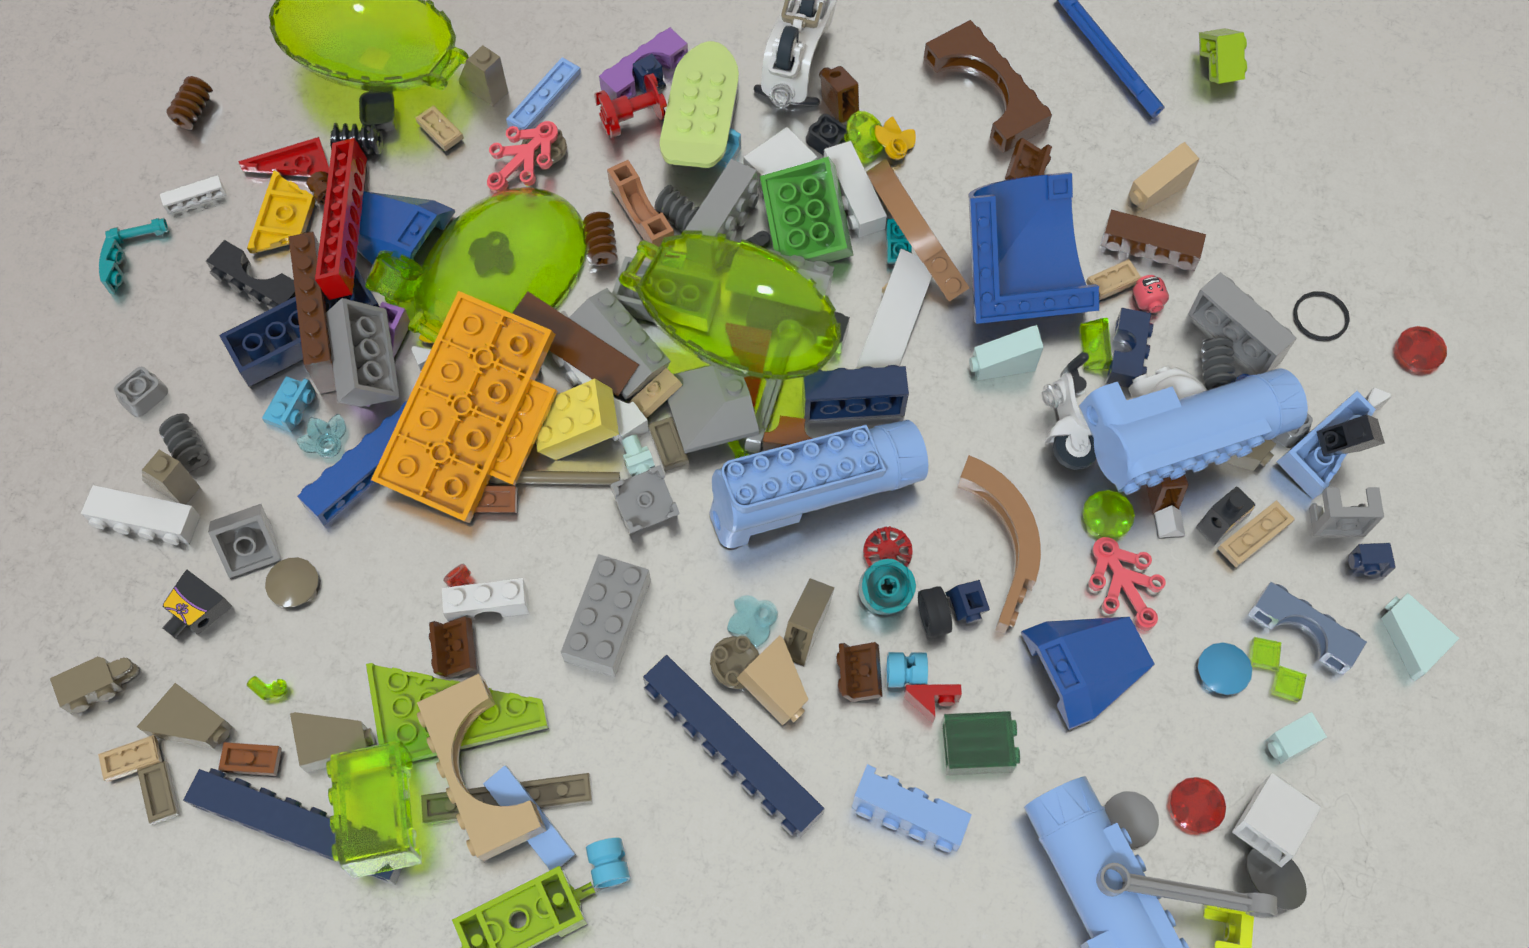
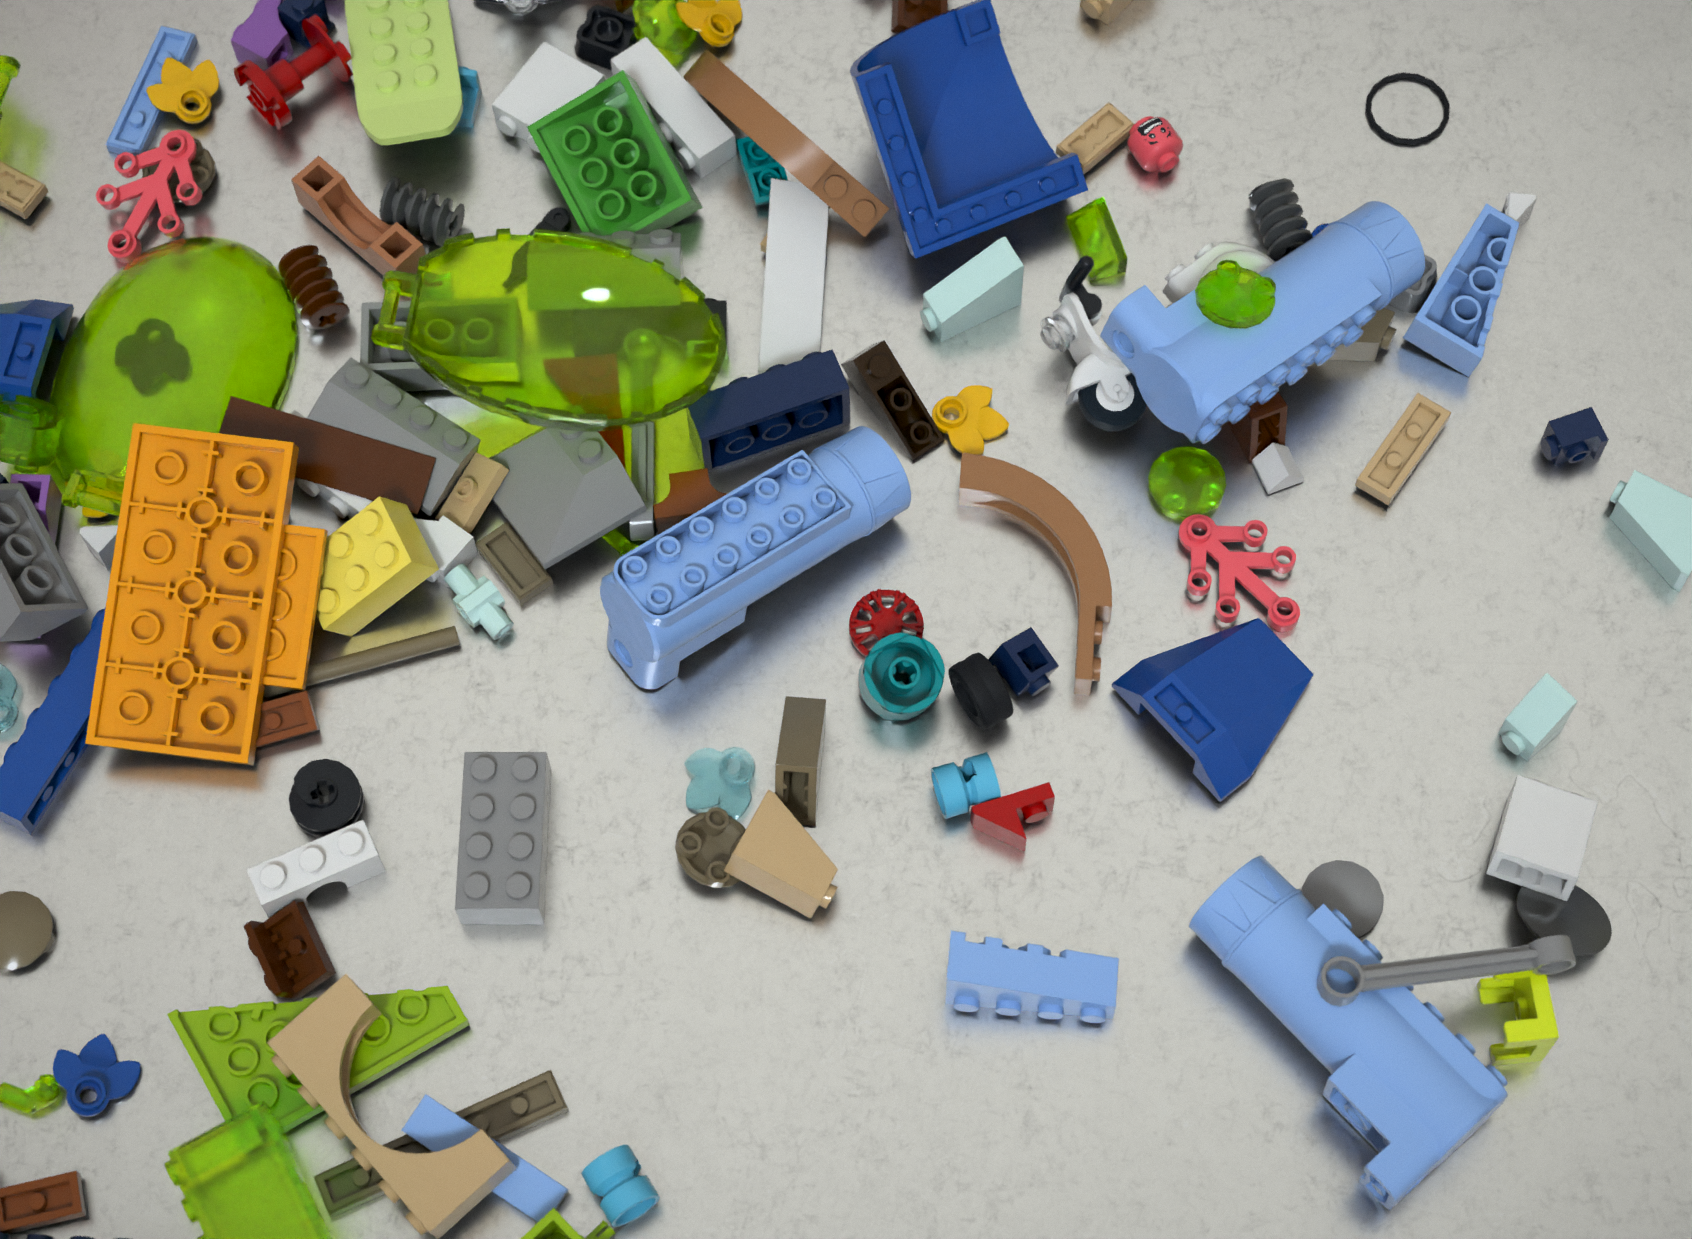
camera: 15 degrees left, 0 degrees up
(313, 686) = (94, 1070): none -> blue plate
(322, 736) = (138, 1138): dark tan slope -> none
(458, 576) = (262, 847): clear red tile -> none
(484, 76) = (52, 87): dark tan slope -> none
(495, 552) = (322, 779): none -> black piece
(563, 97) = (184, 86): none -> yellow plate
(644, 499) = (506, 654): light grey panel -> none
(727, 202) = (490, 178): light grey brick -> none
(734, 746) = (748, 968): dark blue brick -> none
(859, 671) = (899, 808): reddish brown bracket -> none
(935, 408) = (892, 398): none -> dark brown slope
(980, 743) = (1100, 857): clear green brick -> none
(983, 437) = (974, 422): none -> yellow plate
(1132, 329) = (1145, 205): dark blue arch -> none
(1153, 240) = (1135, 64): reddish brown brick -> none
(1174, 405) = (1235, 296): none -> clear neon green dish
(1197, 805) = (1429, 852): clear red dish -> none
(1224, 668) = (1413, 652): dark azure dish -> none
(1230, 511) = (1357, 425): black torso -> none
(1235, 315) = (1283, 142): light grey brick -> none
(1265, 653) = (1463, 614): clear neon green tile -> none
(1289, 683) = (1507, 646): clear neon green tile -> none
(1336, 644) = (1557, 570): sand blue arch -> none
(1346, 520) = (1521, 393): light grey panel -> none
(1351, 436) = (1495, 271): black slope -> none
(1421, 348) = (1561, 117): clear red dish -> none

